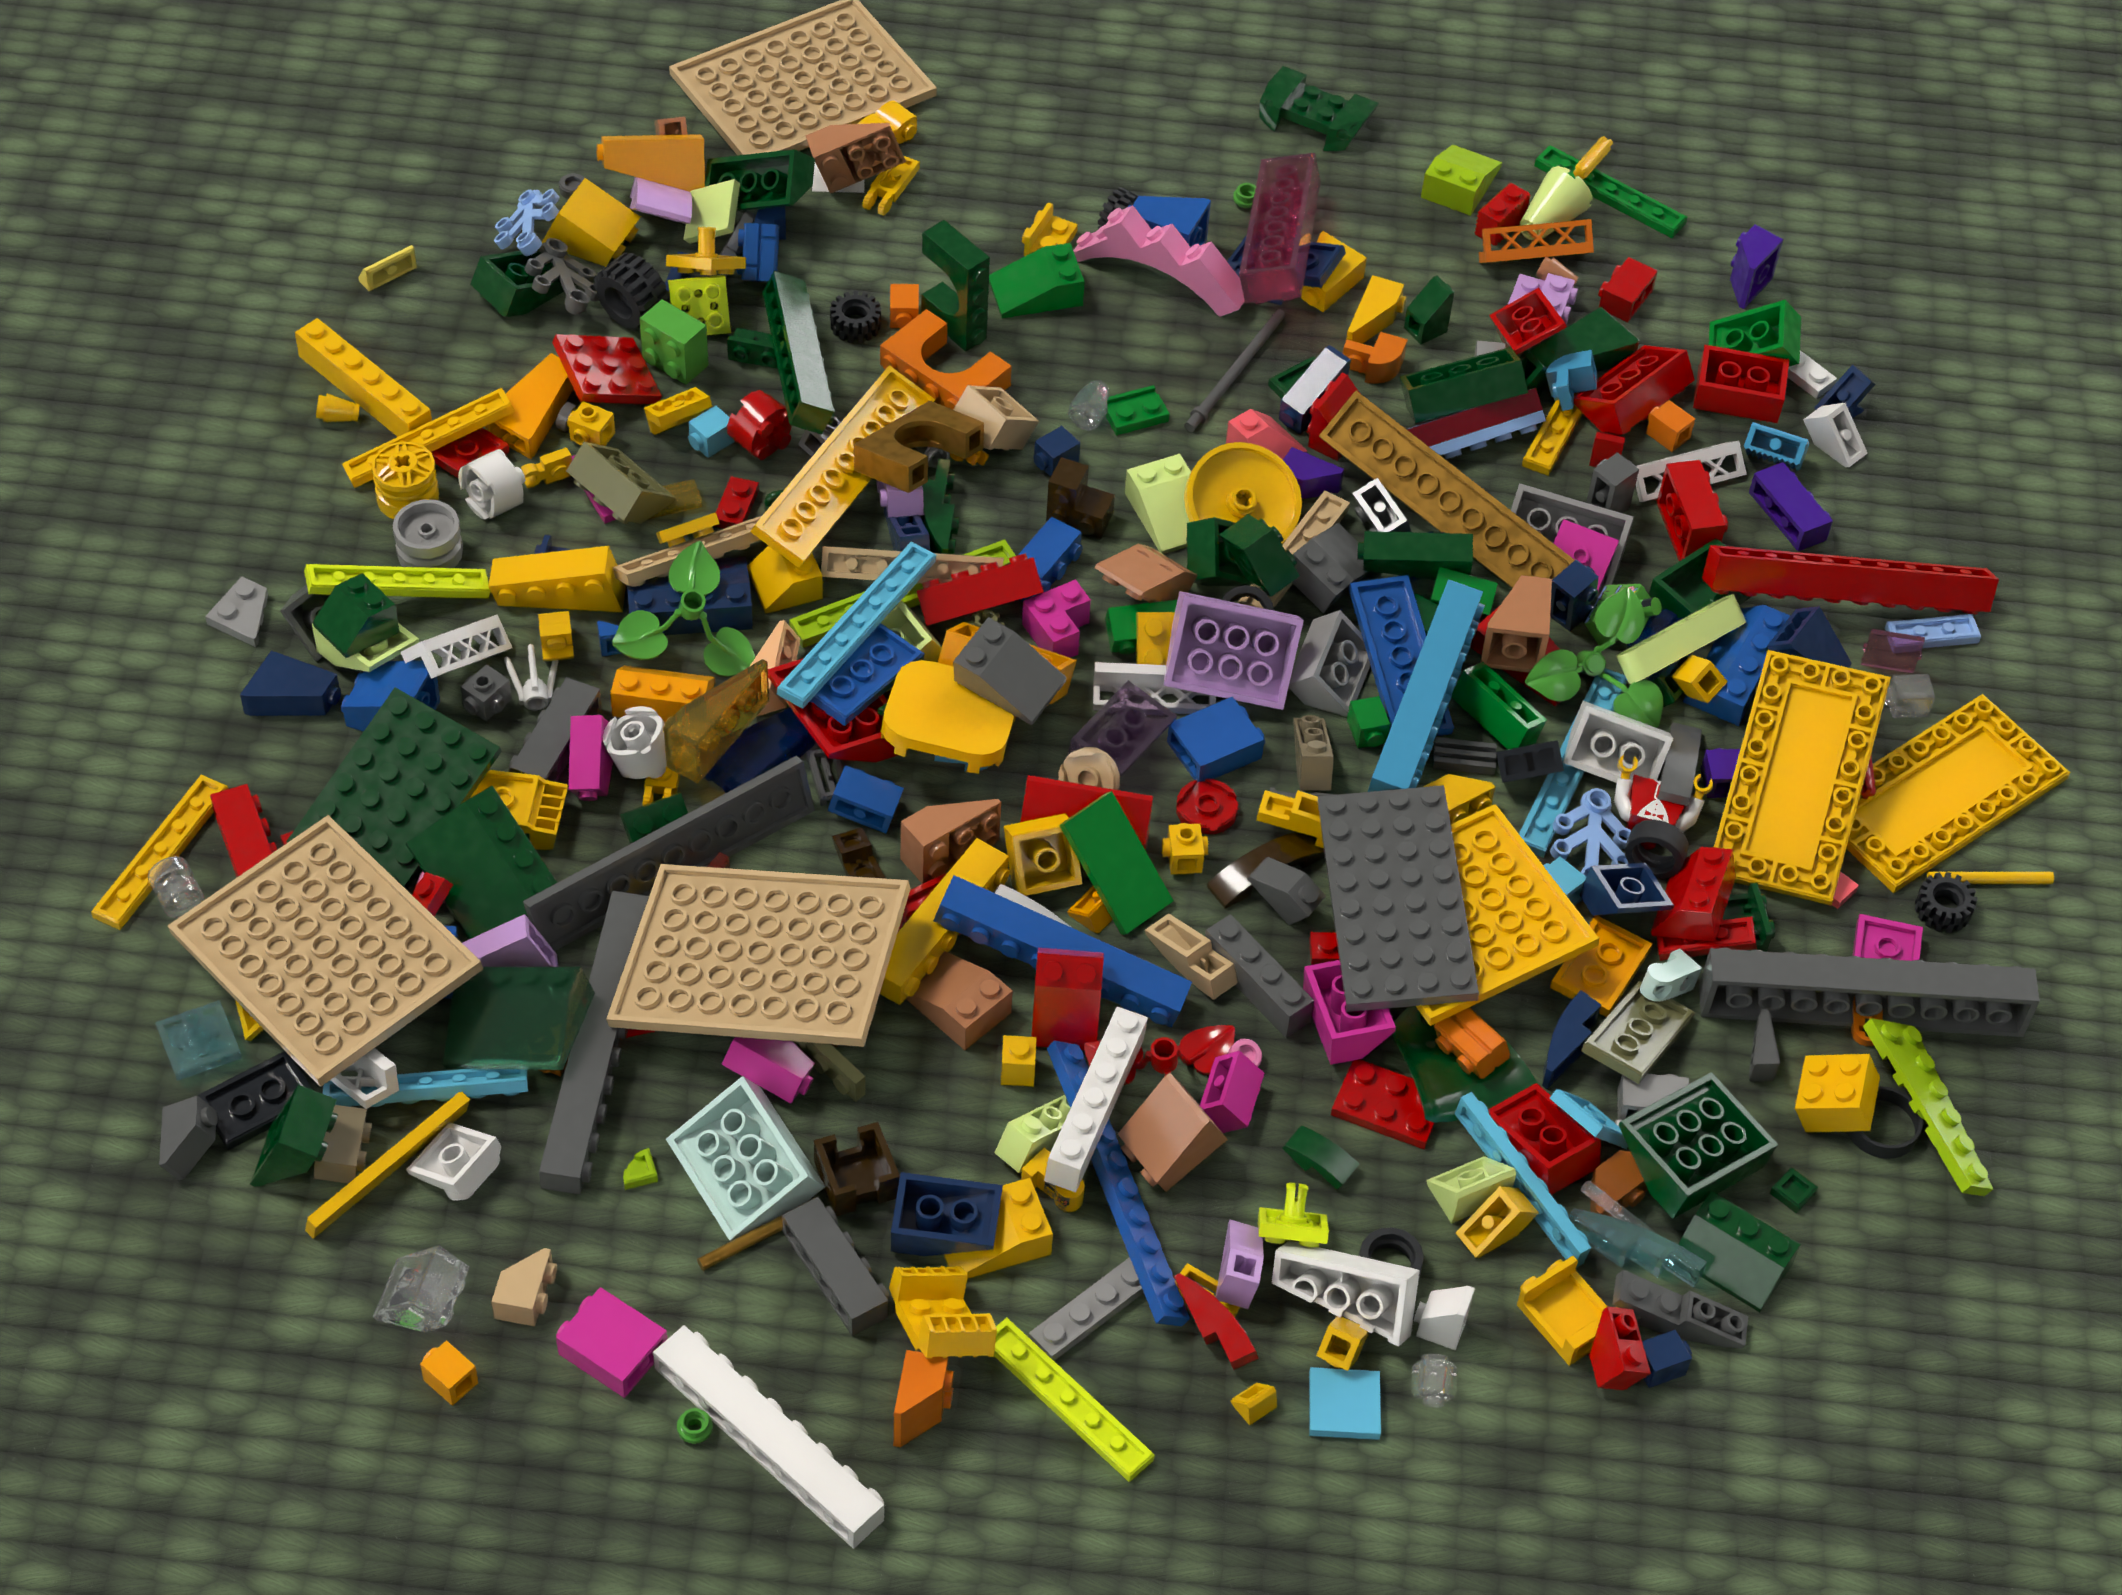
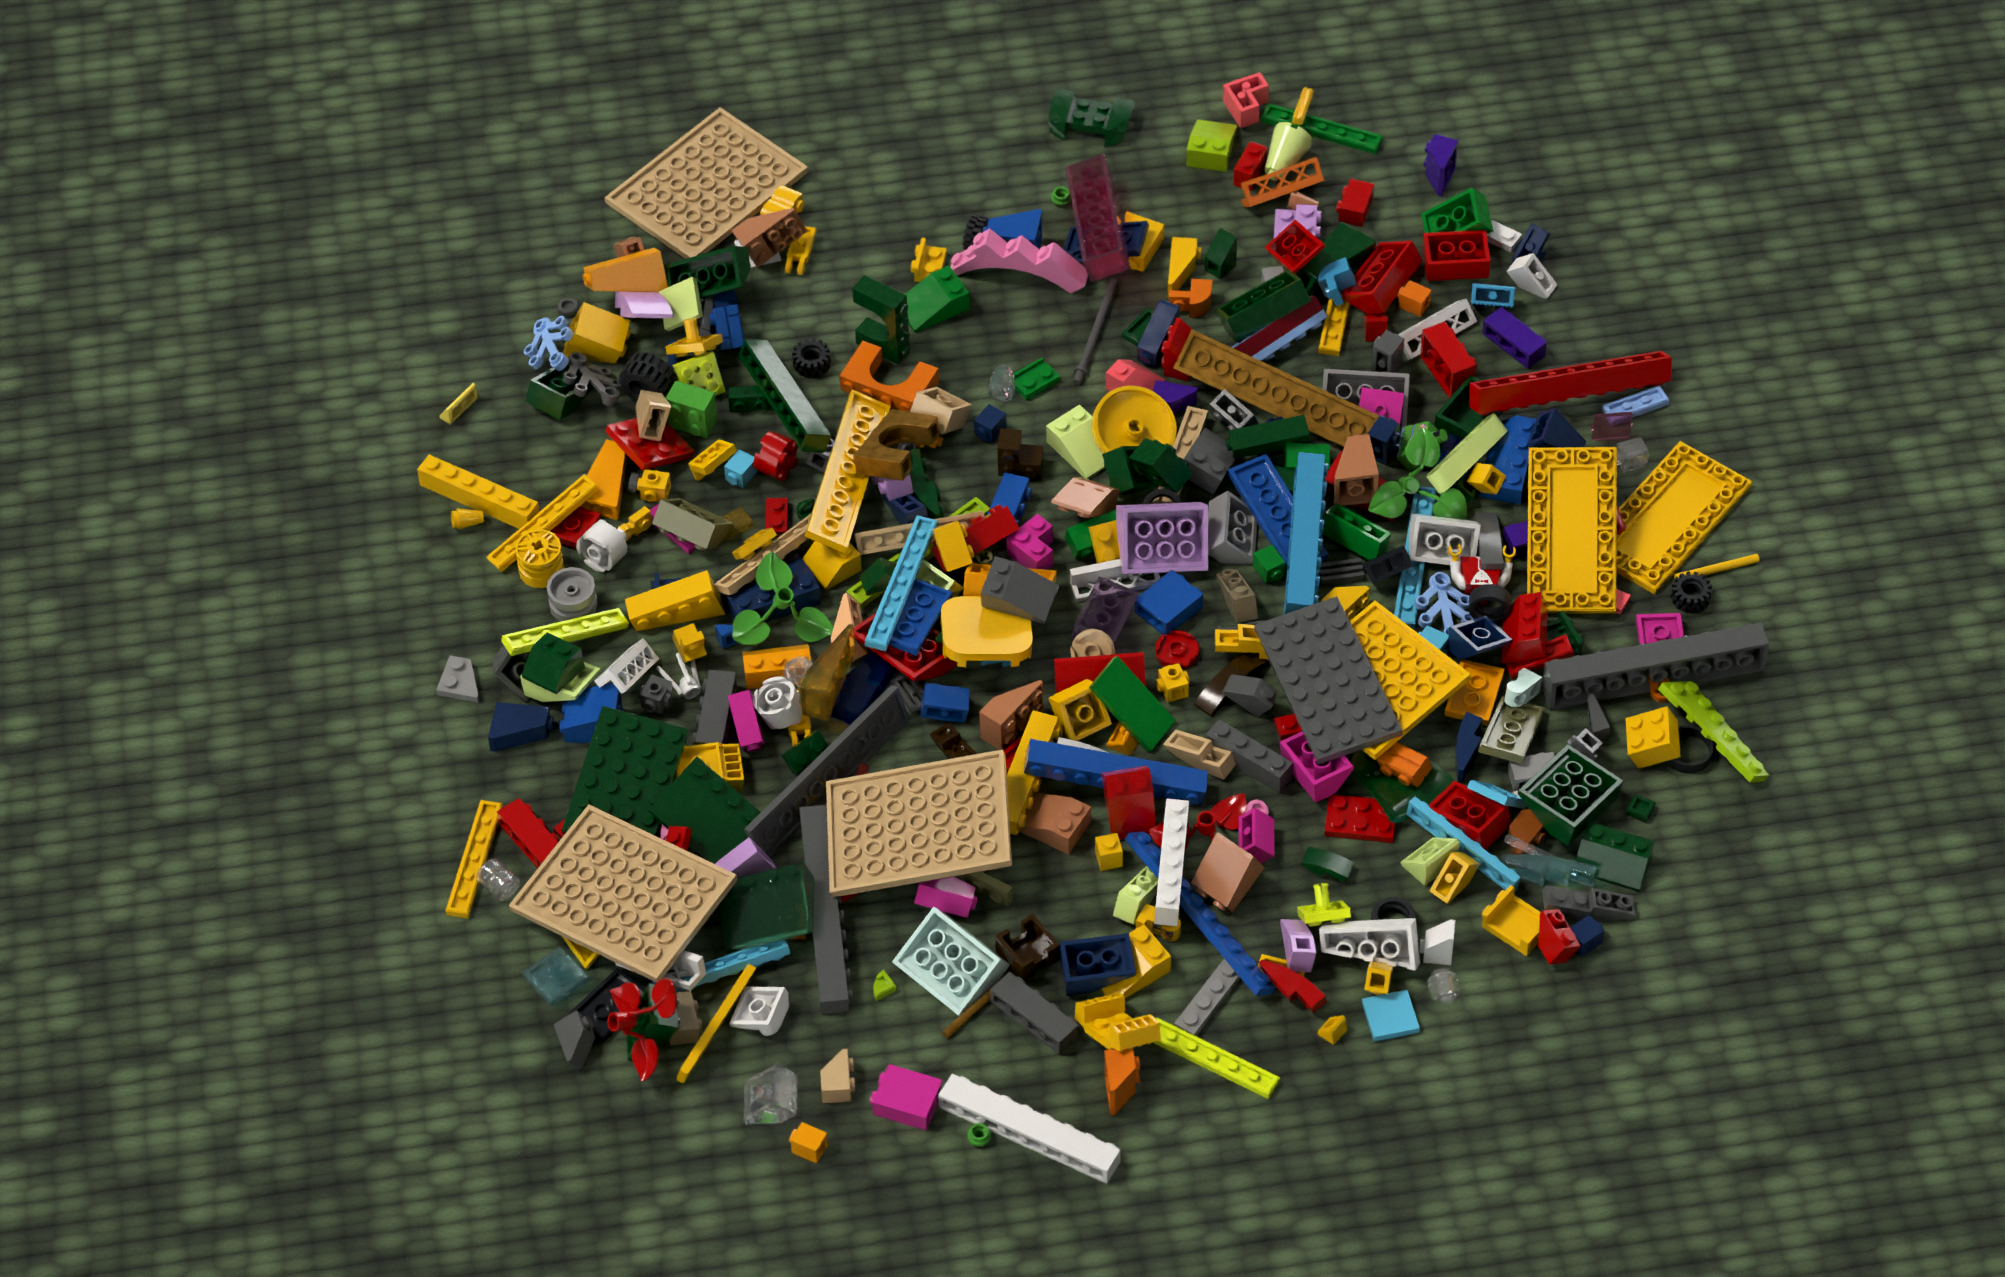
camera: 10 degrees left, 0 degrees up
(244, 1129) = (628, 999): none -> red plant
(616, 335) = (652, 414): none -> tan slope
(672, 701) = (796, 669): none -> clear wheel
(832, 607) = (877, 576): none -> dark green slope
(903, 304) = (843, 341): orange brick -> none
(945, 592) = (953, 545): none -> yellow brick
(1521, 129) = (1244, 97): none -> coral brick
(1729, 1075) = (1585, 743): none -> flat silver brick

